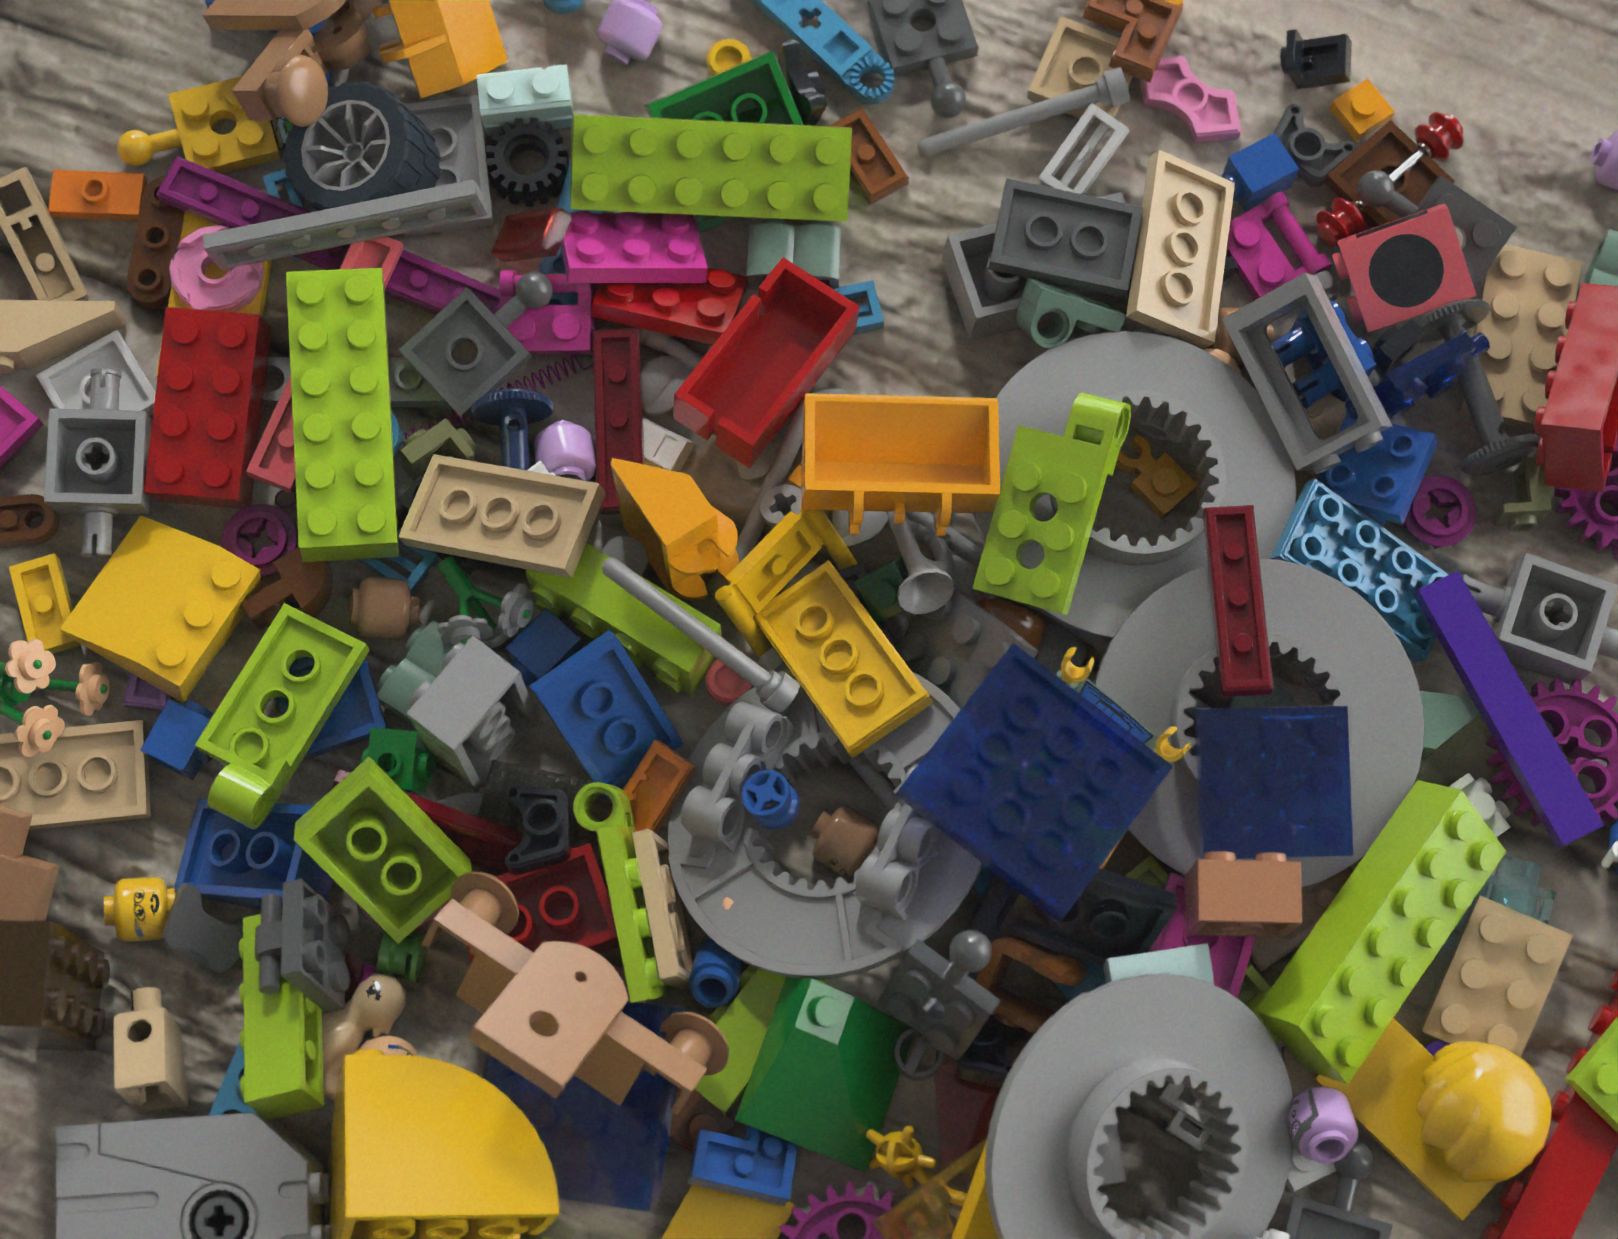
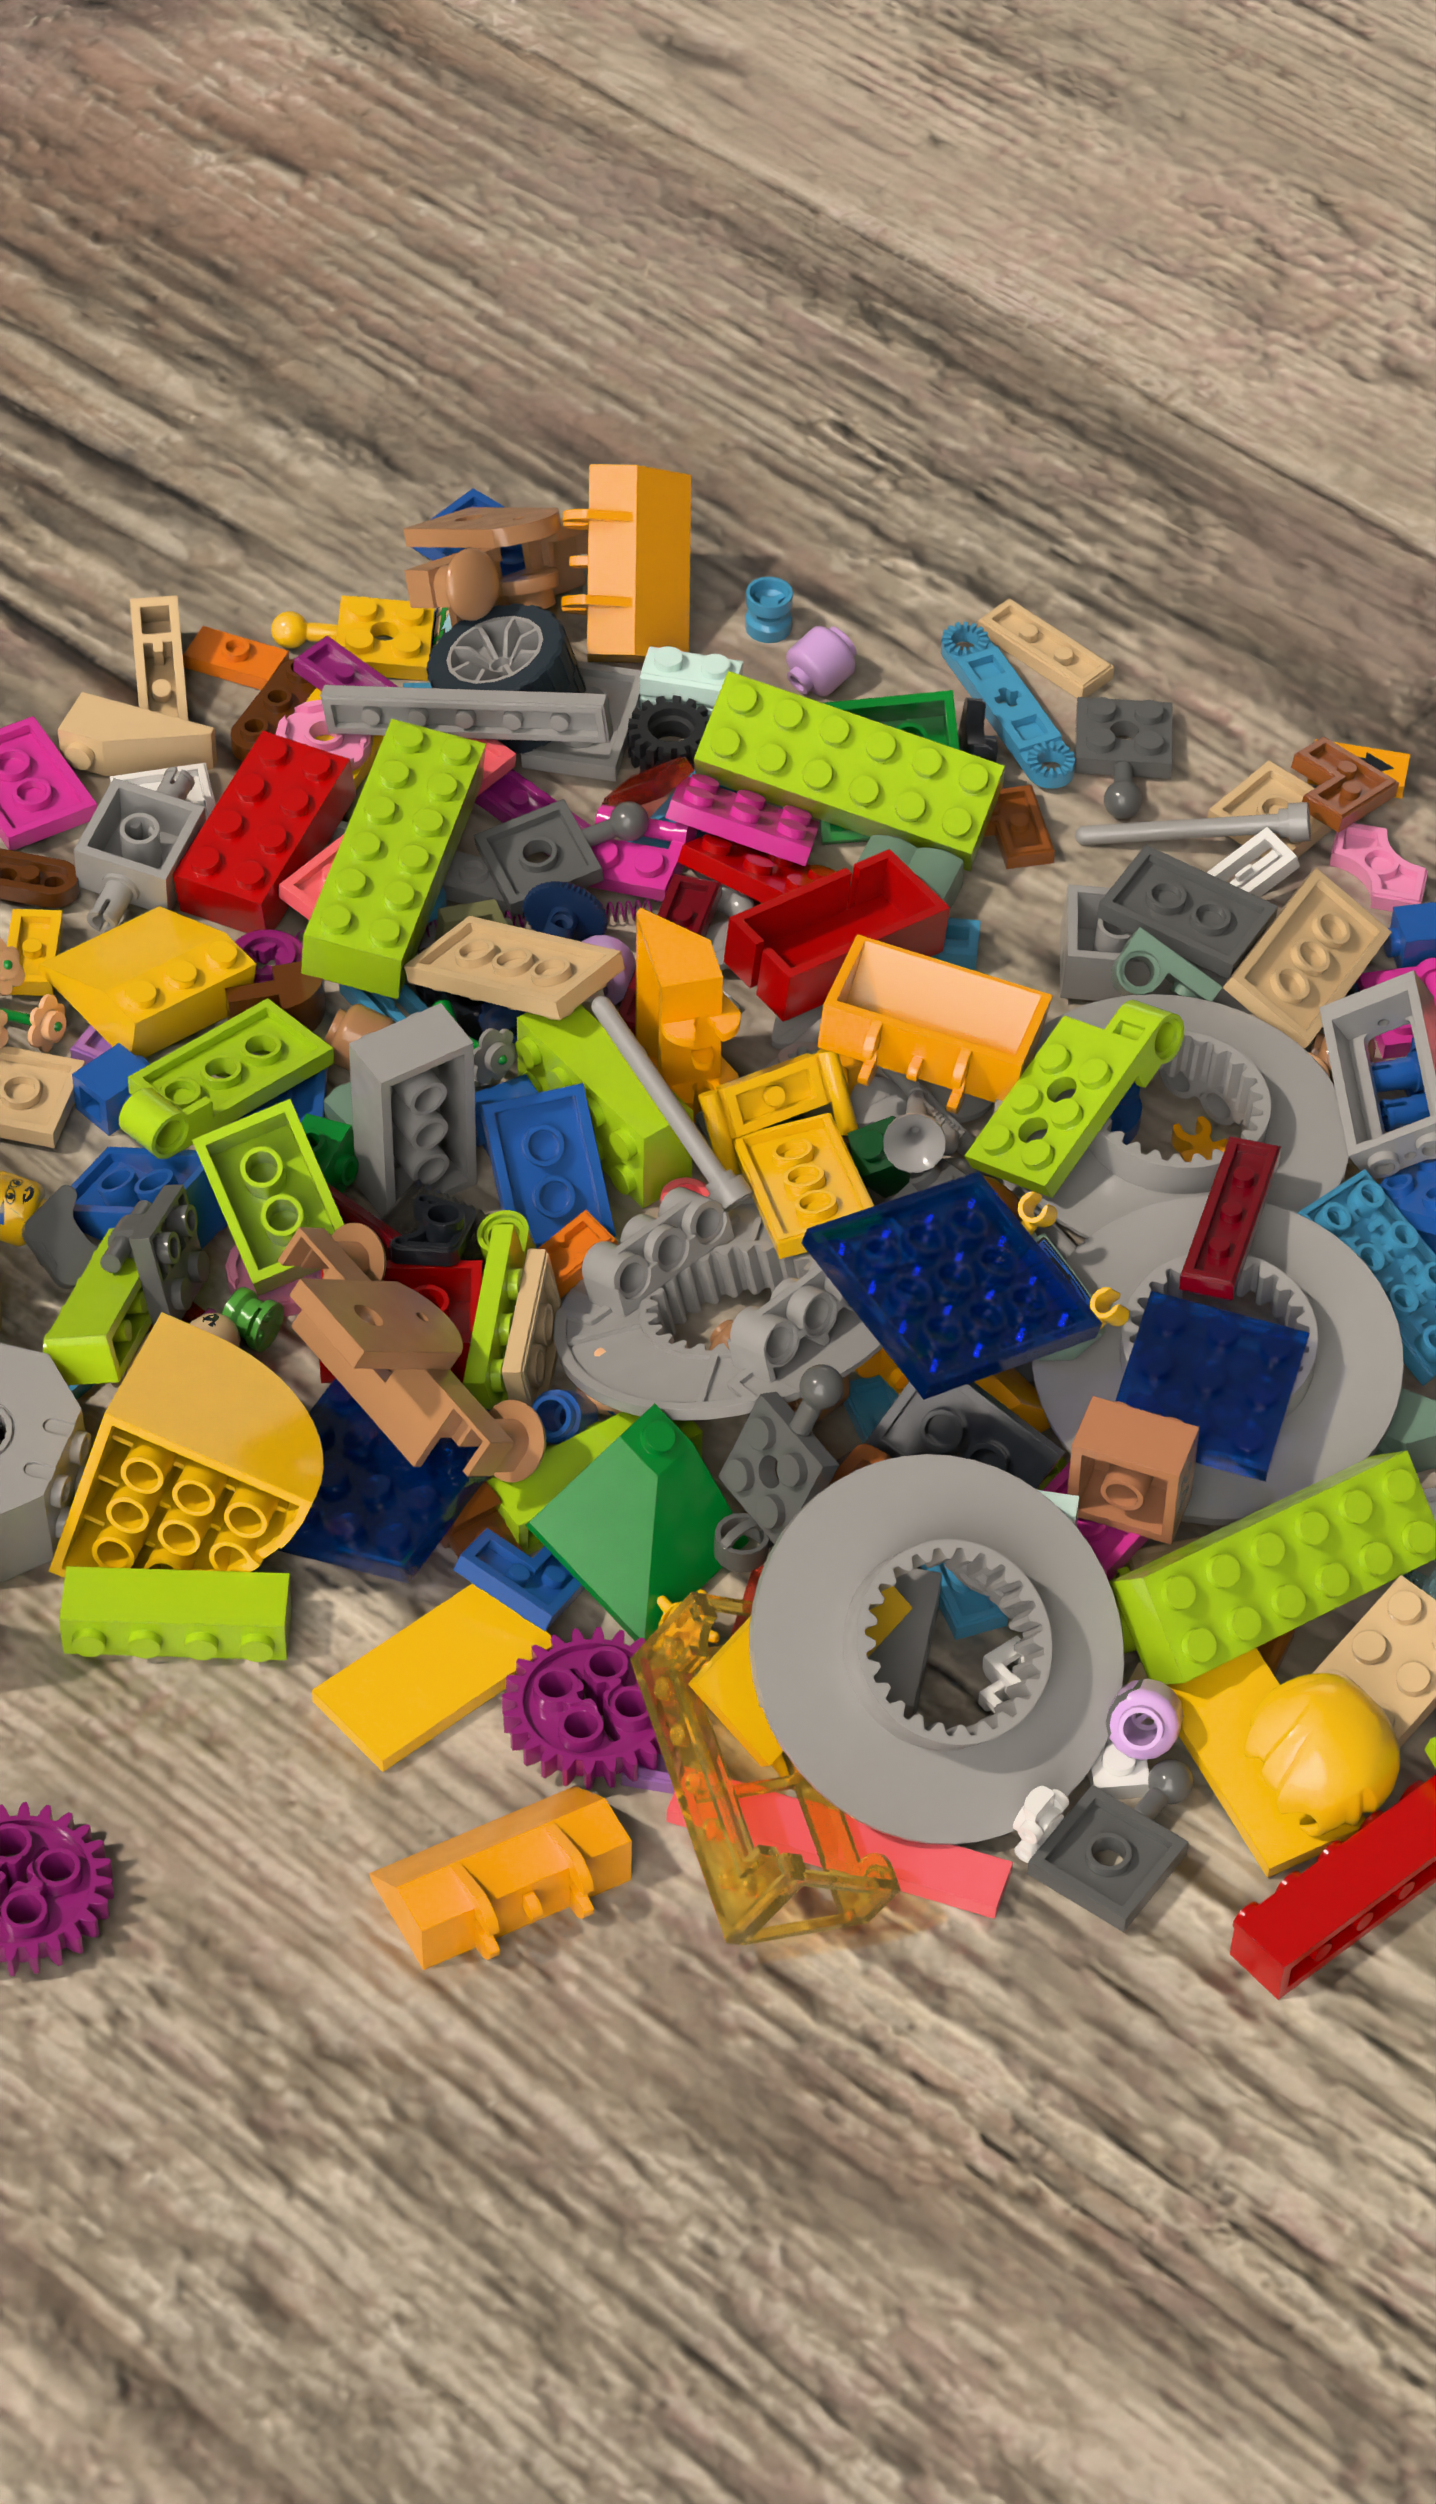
camera: 20 degrees right, 25 degrees down
(770, 787) = (680, 1267): blue wheel -> none

